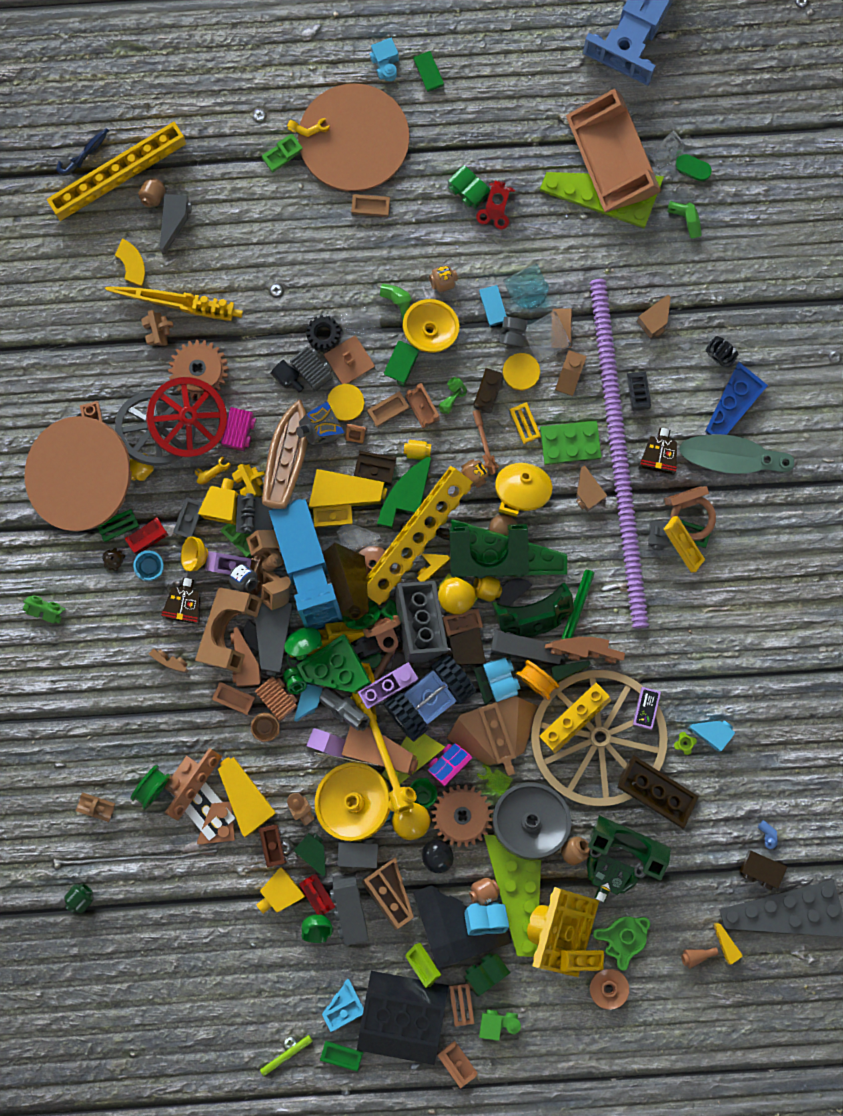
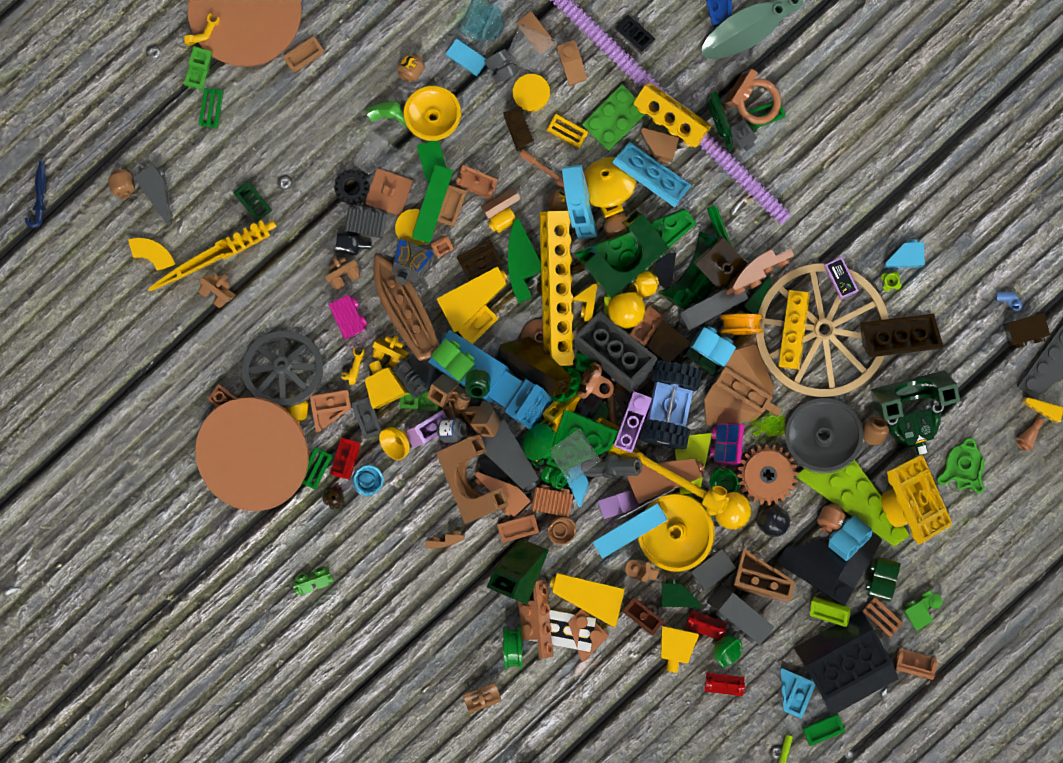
camera: 40 degrees left, 5 degrees up
(116, 171) = (79, 189): yellow brick -> none
(166, 486) = (329, 406): none -> nougat wing
(183, 421) = (301, 345): red wheel -> none
(183, 603) = (418, 487): dark brown torso -> none
(203, 358) = (268, 284): nougat gear -> none
(204, 731) = (518, 571): none -> dark green slope
(239, 269) = (243, 187): none -> dark green slope
(254, 391) = (335, 277): none -> medium nougat hips
(256, 190) = (218, 109): none -> green tile
(287, 524) = (453, 359): none -> bright green brick
(290, 556) = (477, 383): none -> dark green head
(293, 954) = (724, 684): none -> red hinge
(318, 771) = (630, 530): none -> medium azure tile
(321, 675) = (574, 455): none -> clear tile
(373, 394) = (432, 203): none -> green tile
(427, 436) = (500, 203): none -> medium nougat tile
(454, 386) = (488, 145): bright green piece -> none
(486, 481) = (578, 202): none -> medium azure slope
(560, 618) = (720, 263): none -> dark brown tile
(563, 507) = (651, 174): none -> medium azure tile
(582, 960) = (947, 509): yellow tile -> none
(617, 996) = (993, 512): nougat dish -> none
(628, 499) = (682, 115): none -> yellow brick
(651, 507) = (720, 119): none -> dark green tile
(660, 454) = (692, 71): dark brown torso -> none
(684, 544) = (768, 127): yellow tile -> none

